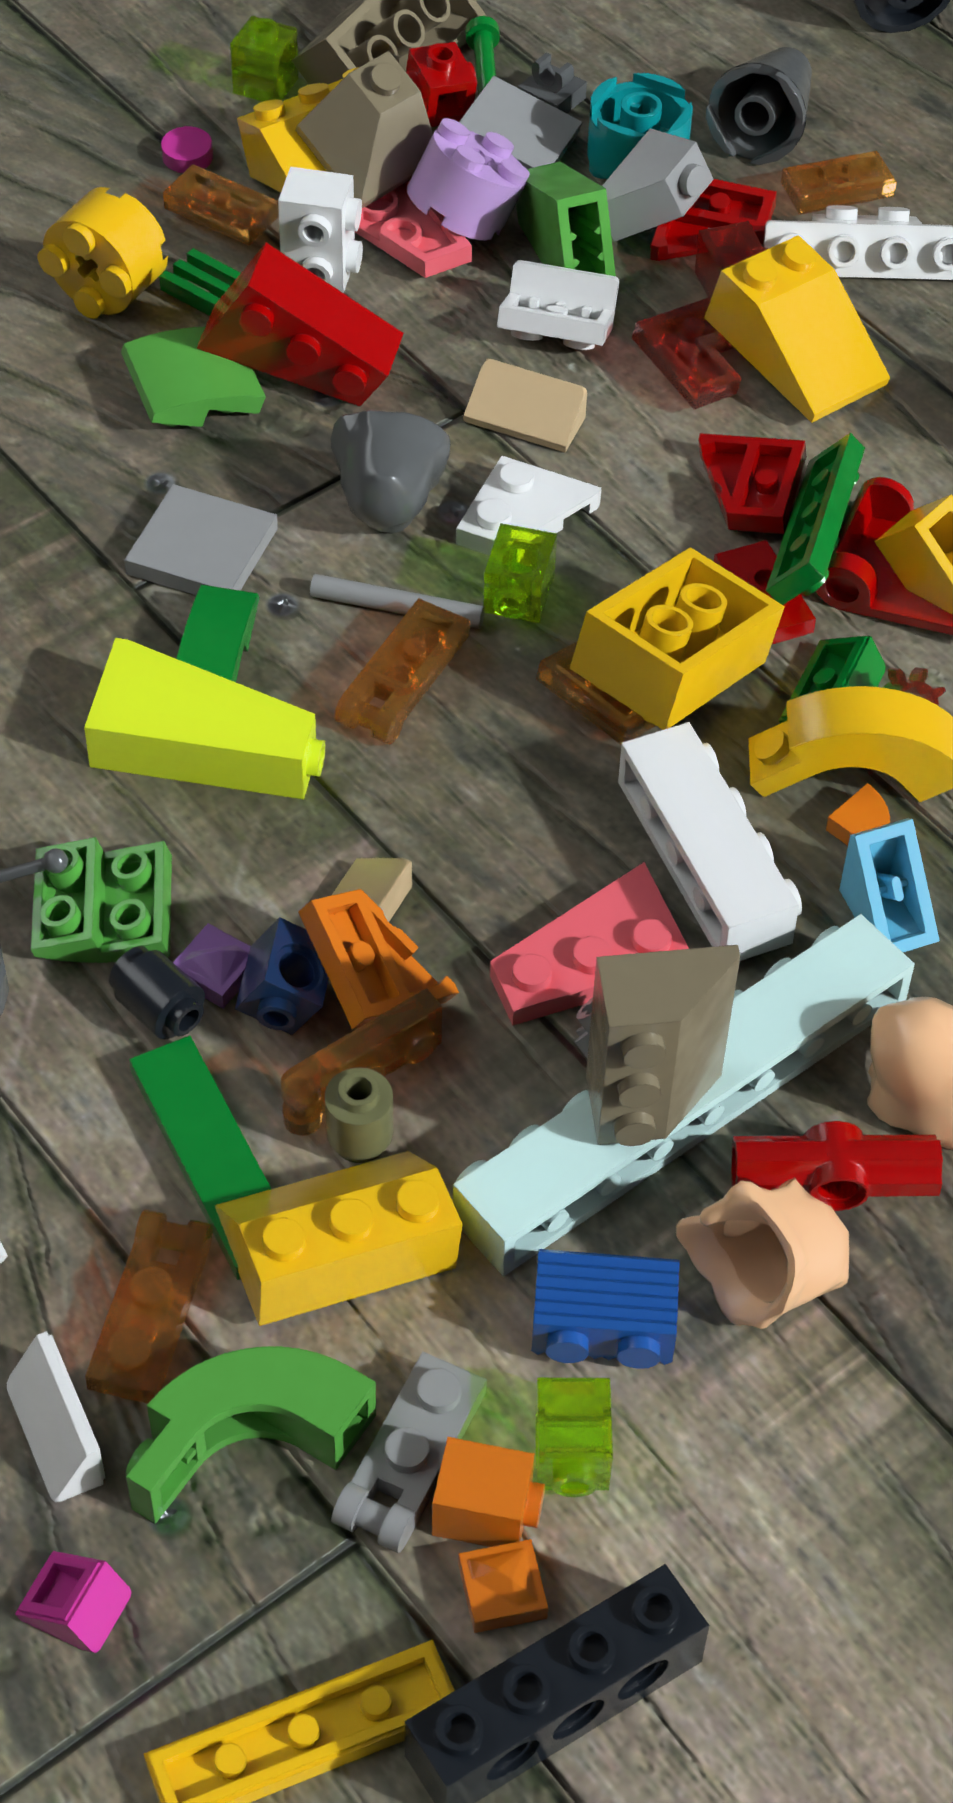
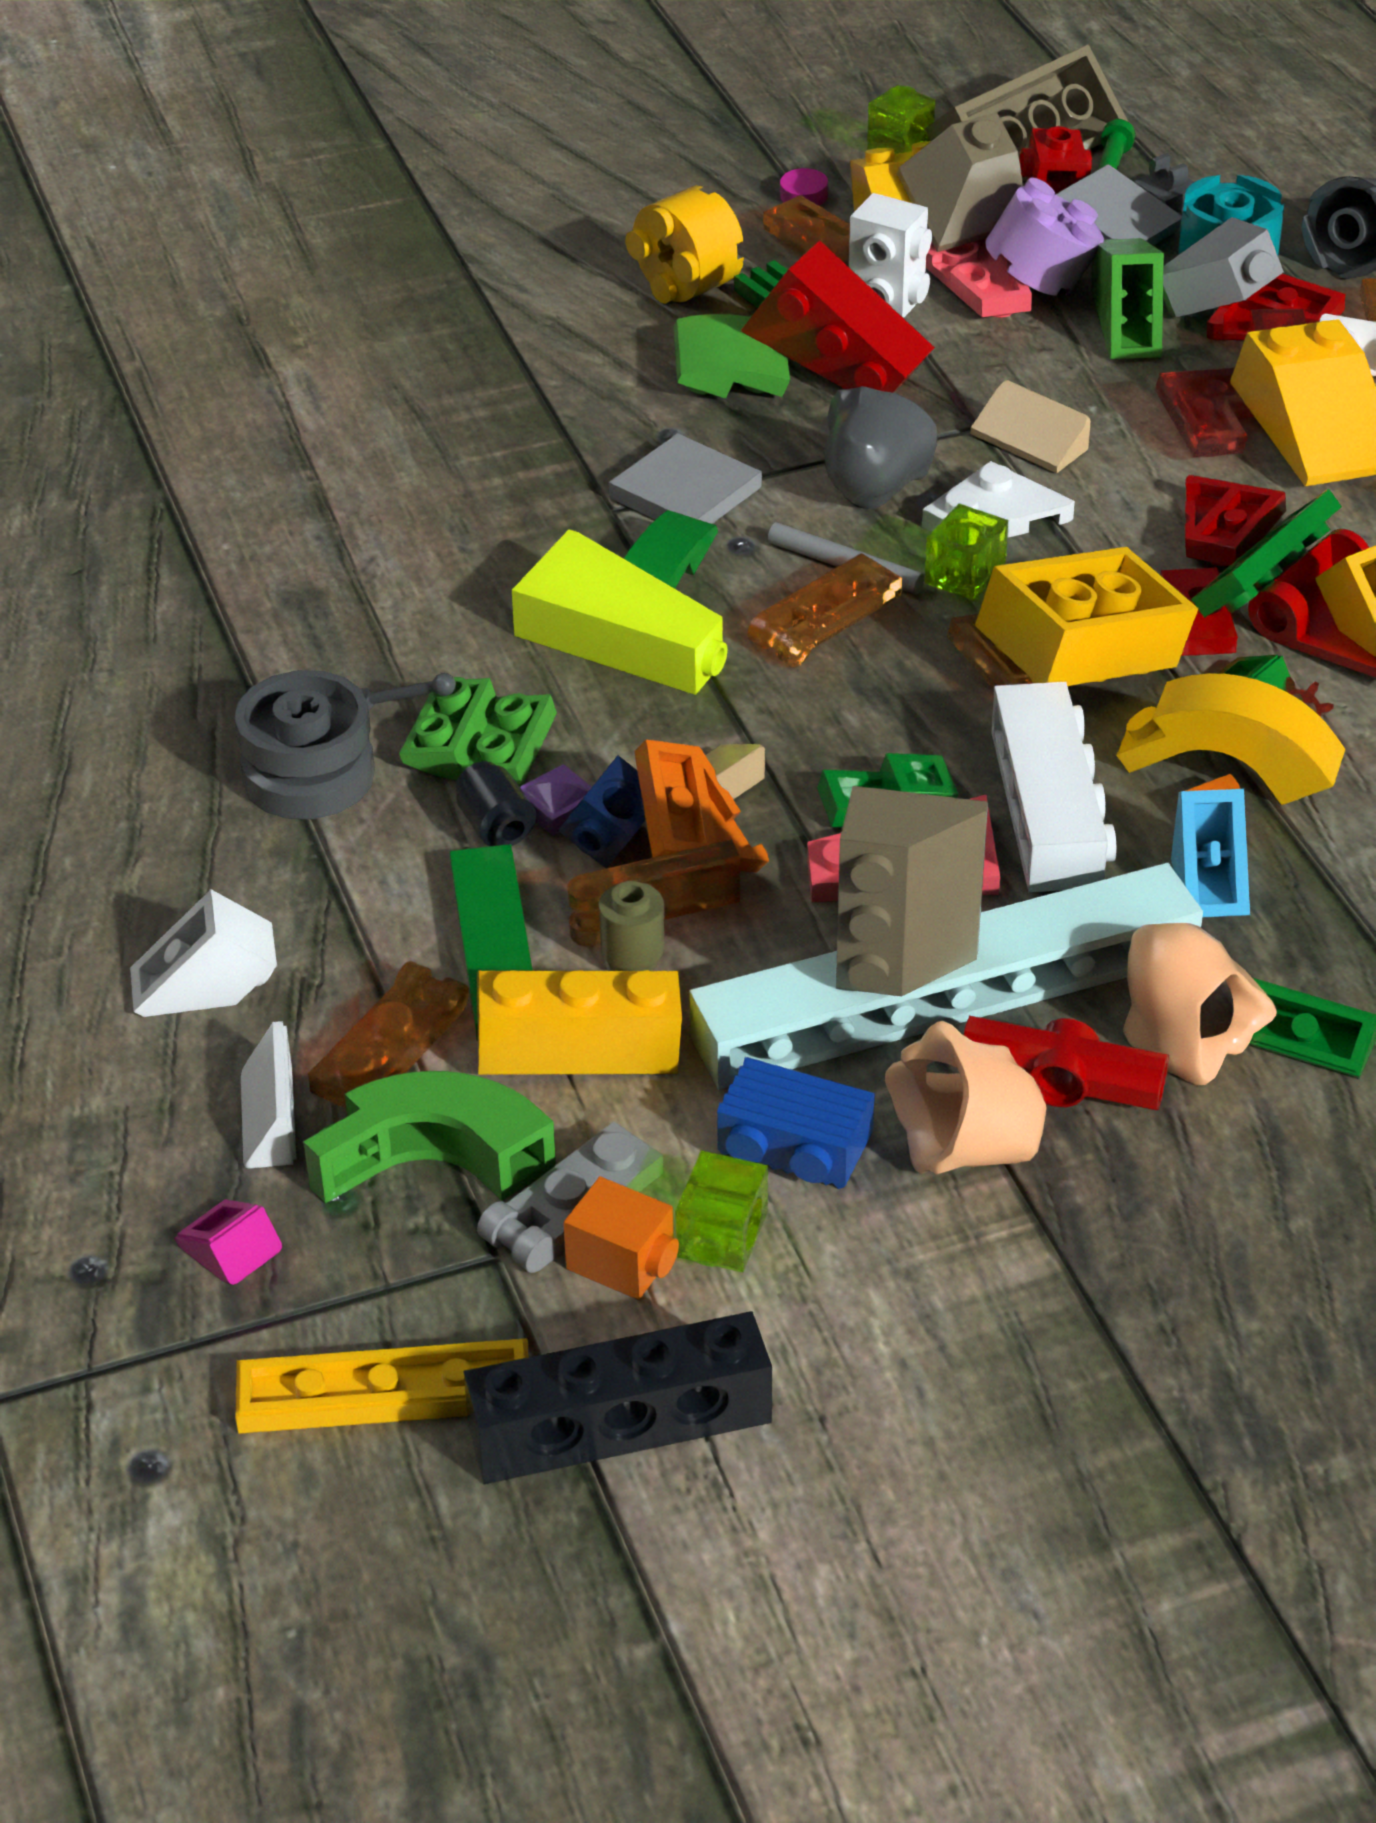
camera: 20 degrees right, 10 degrees down
(502, 1586) = (608, 1311): orange tile -> none
(551, 876) = (898, 772): none -> green slope
(559, 304) = (1097, 350): white bracket -> none

